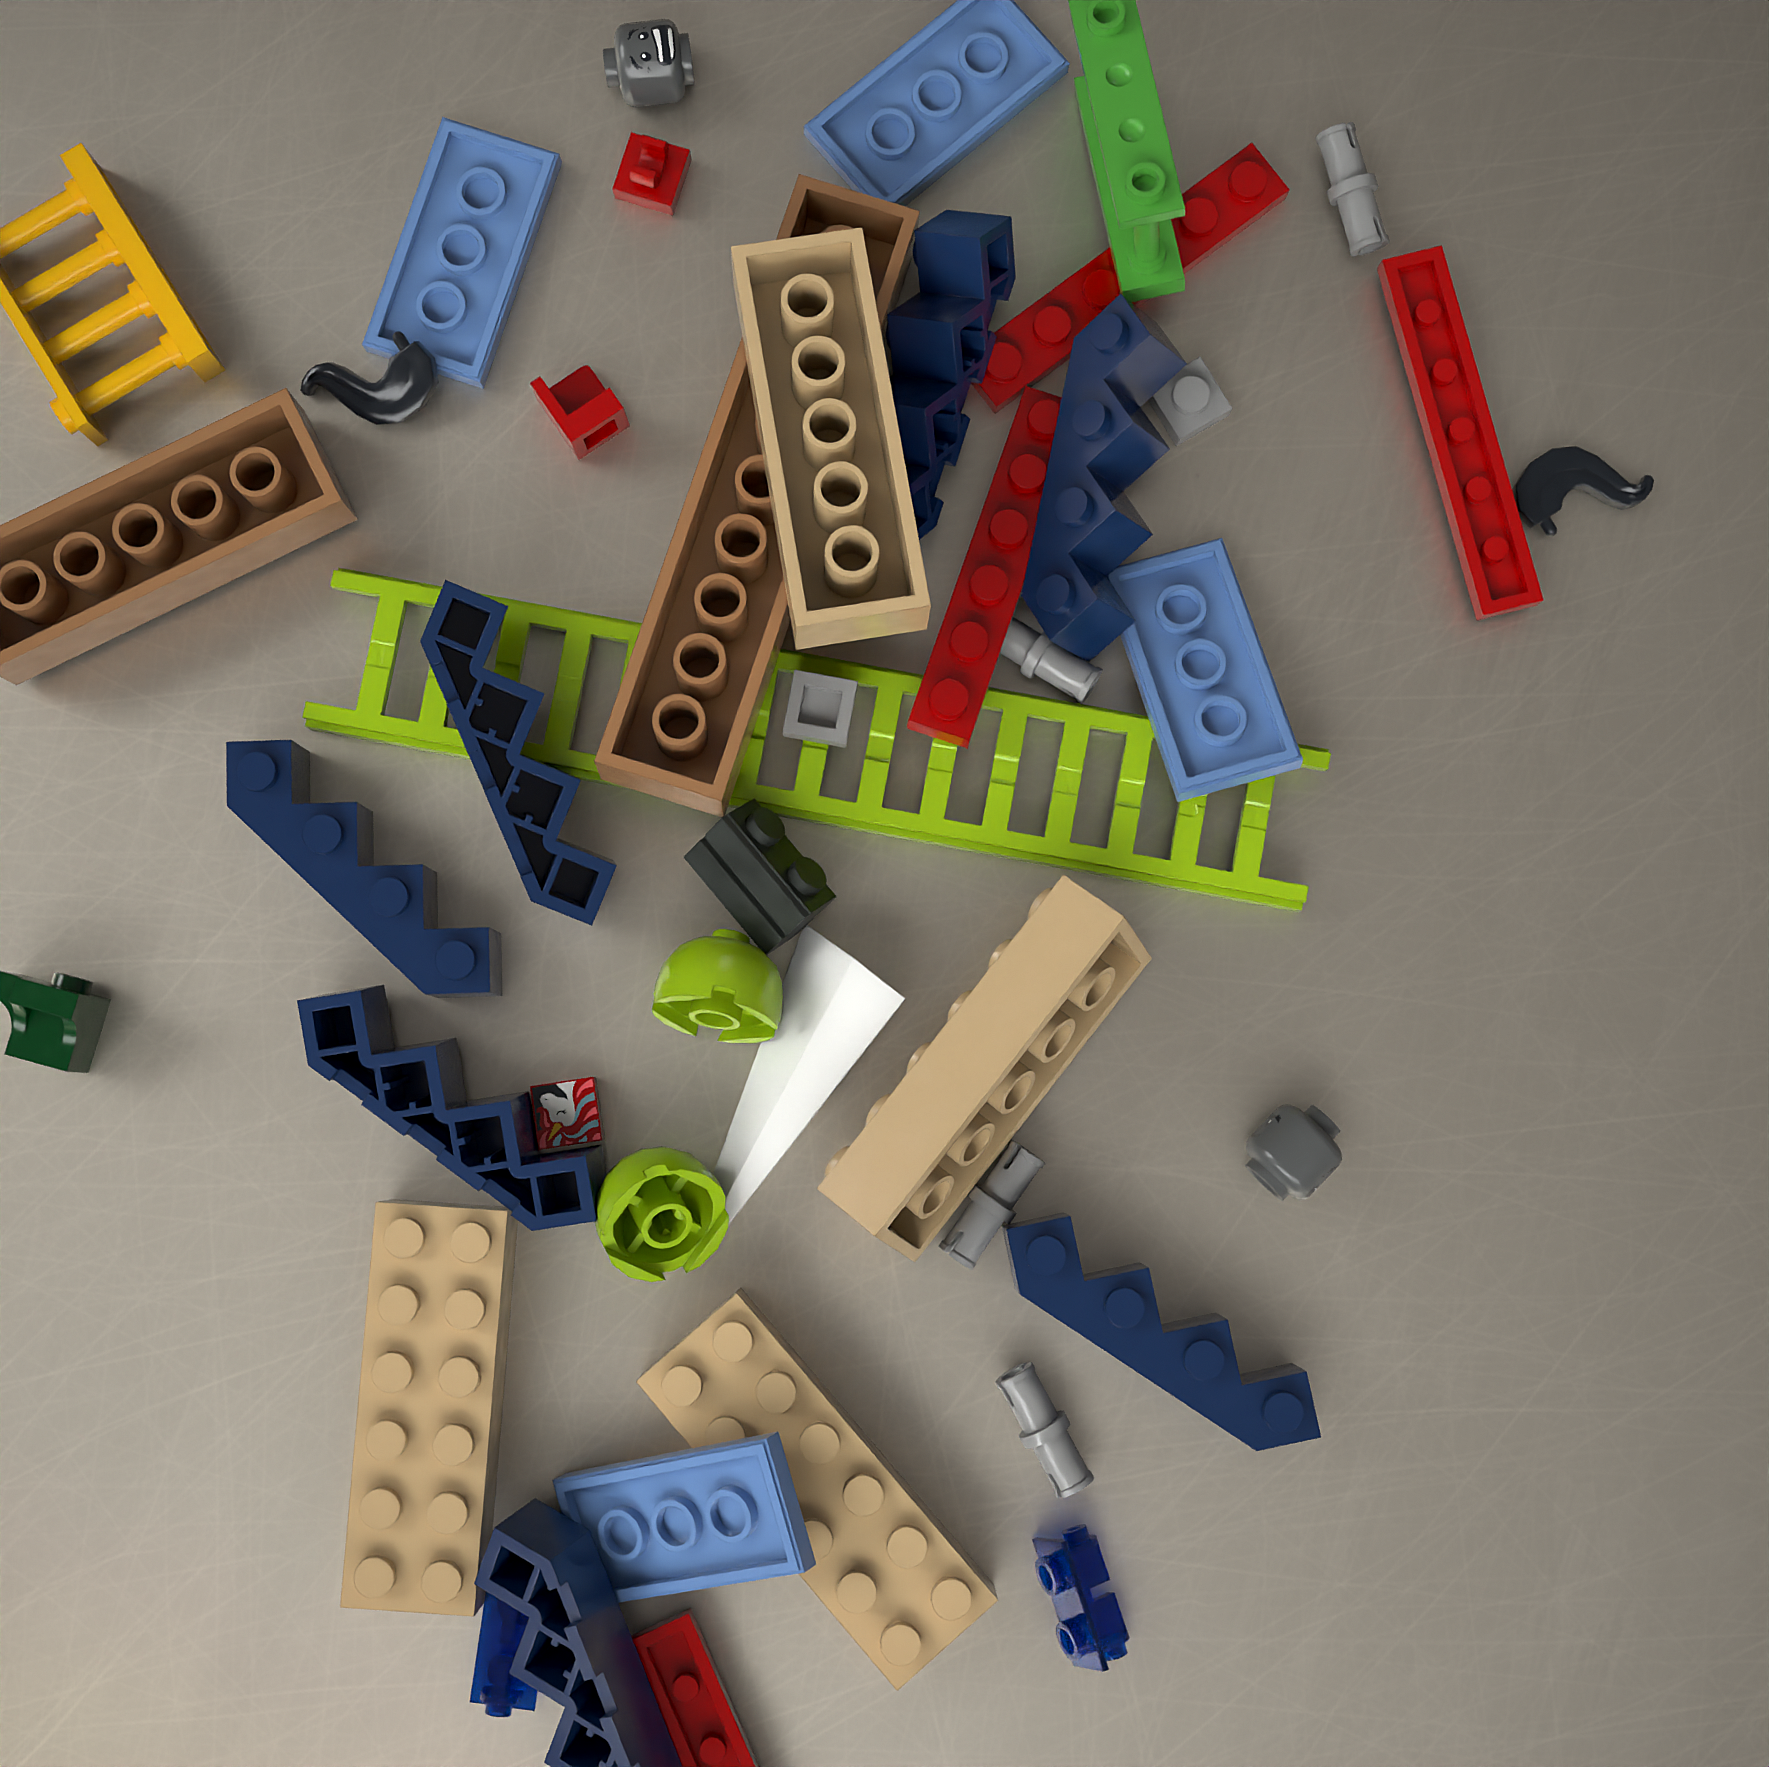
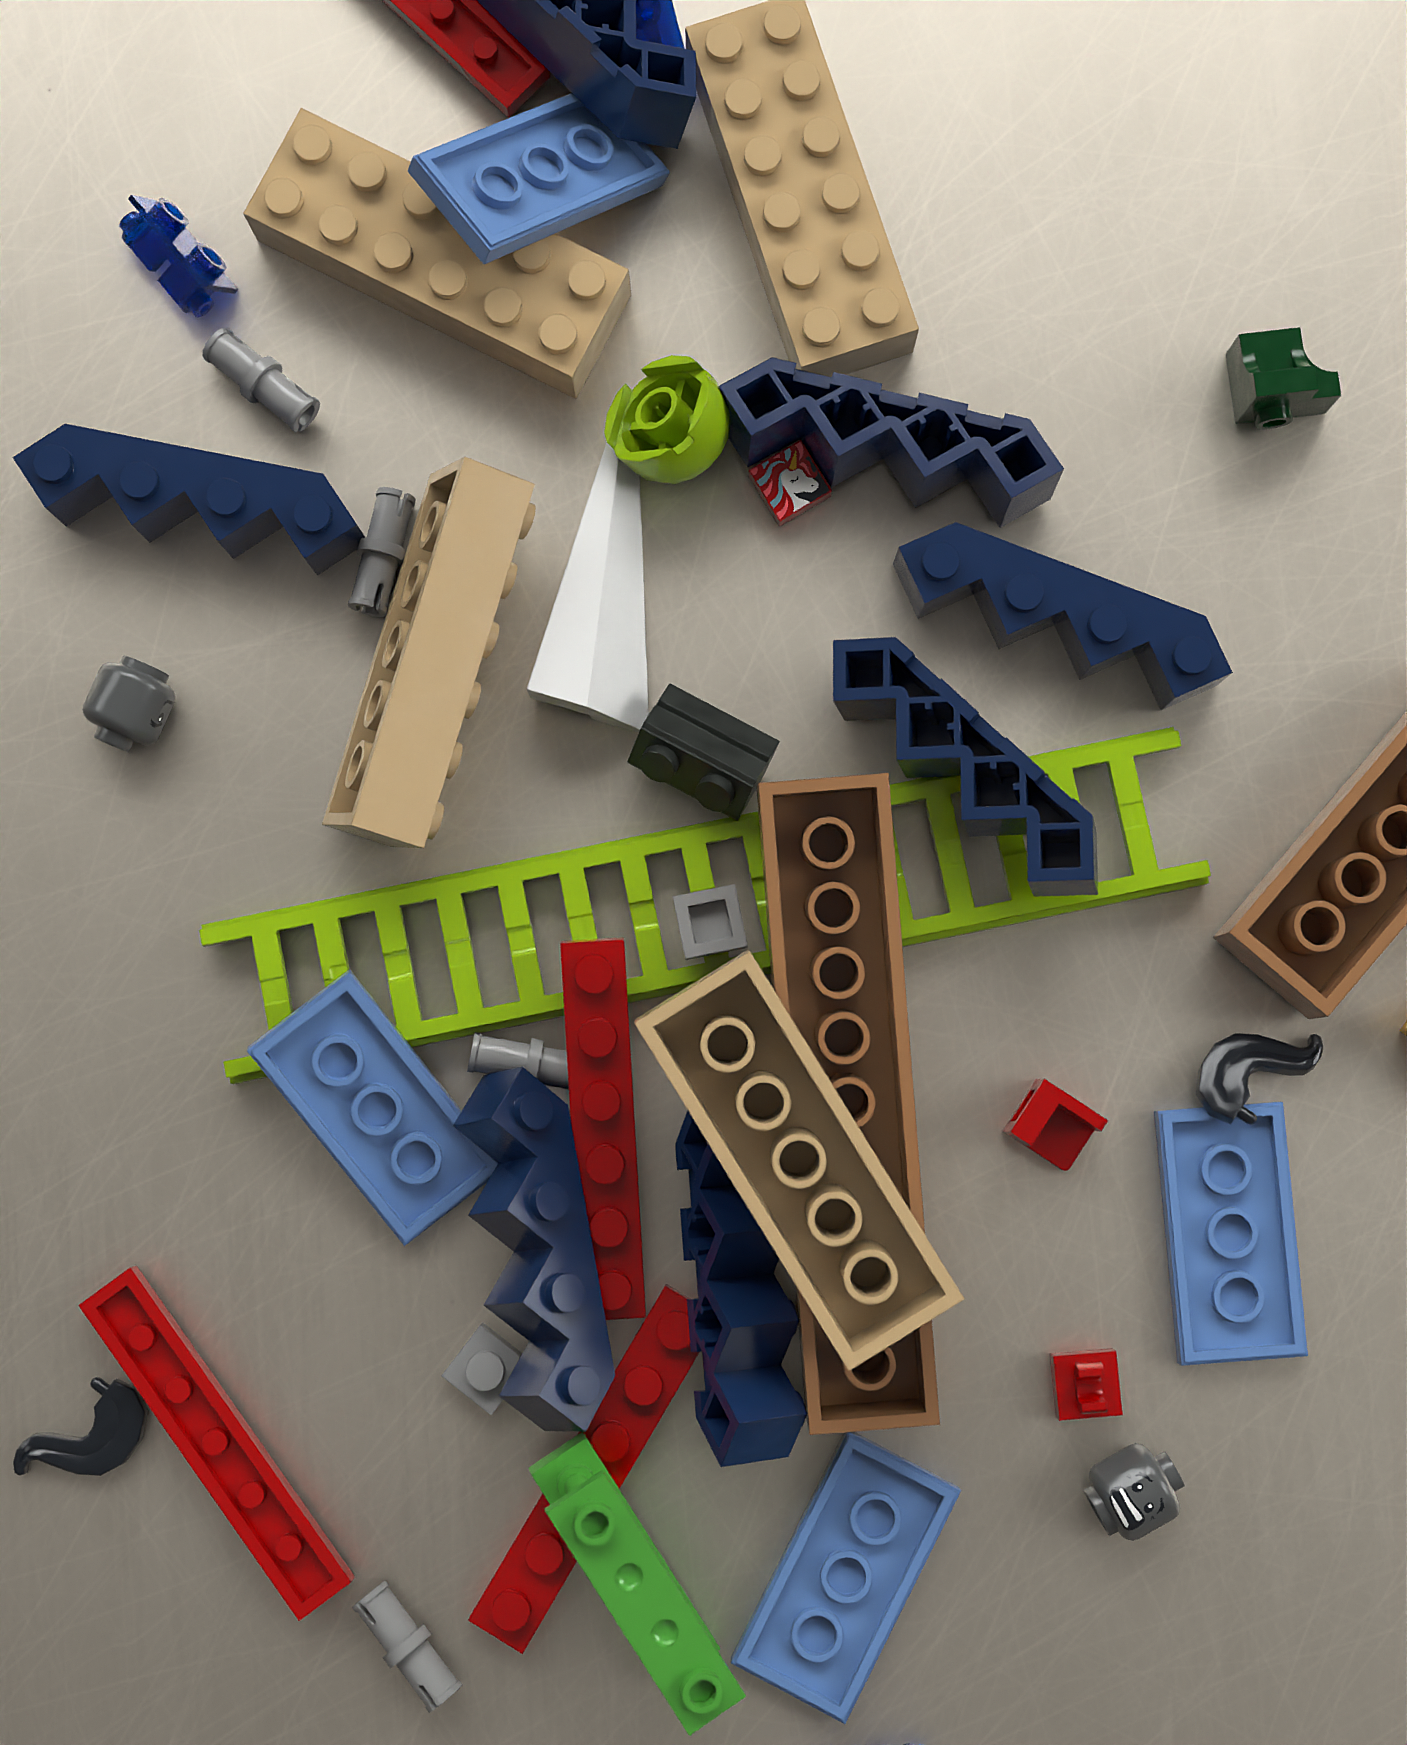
camera: 165 degrees right, 0 degrees up
(722, 986) = (698, 641): lime cylinder -> none

